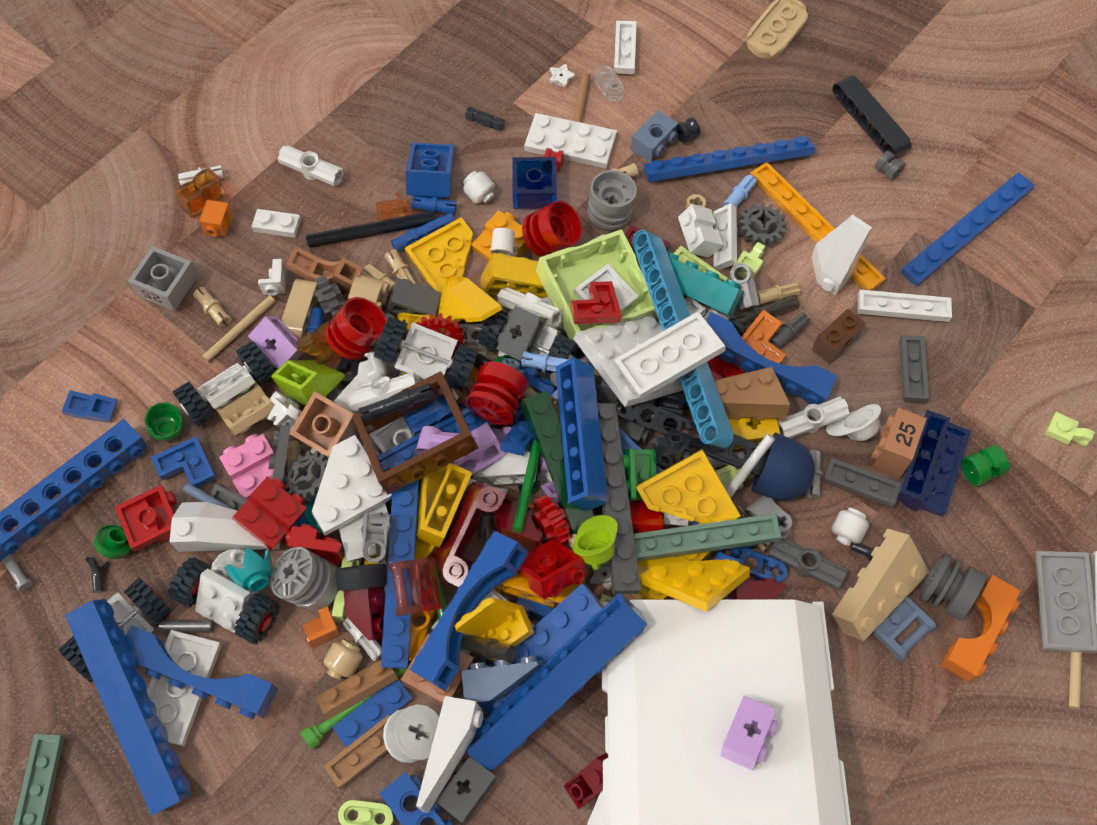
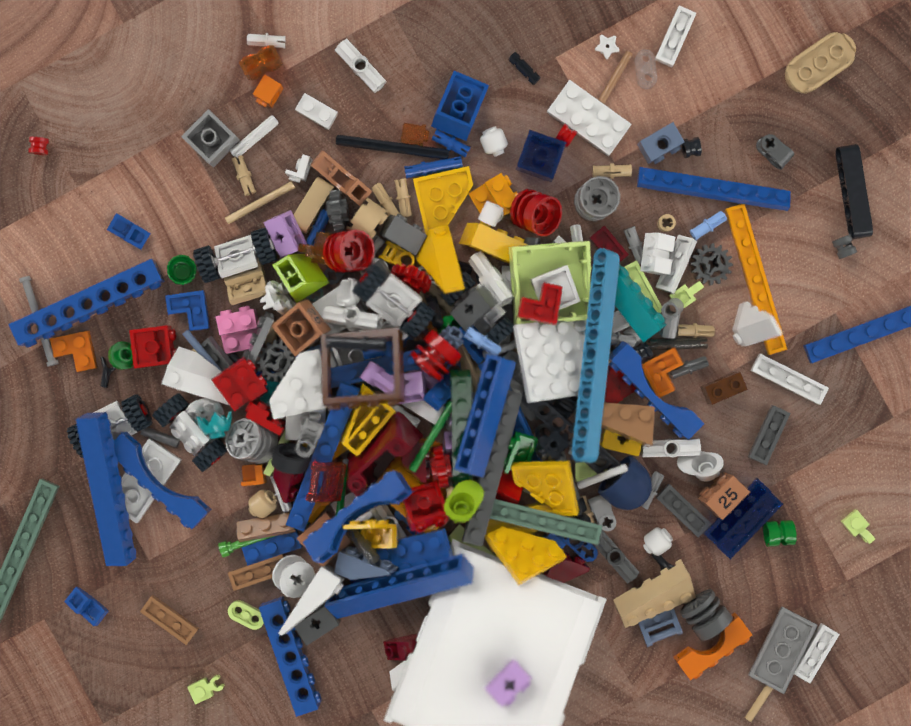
camera: 20 degrees right, 25 degrees up
(53, 554) = (80, 346): none -> orange plate
(213, 266) = (254, 136): none -> white axle
(669, 355) = (576, 380): white plate -> none
(671, 232) = (635, 243): none -> light grey axle
(774, 108) = (776, 153): none -> dark grey piece

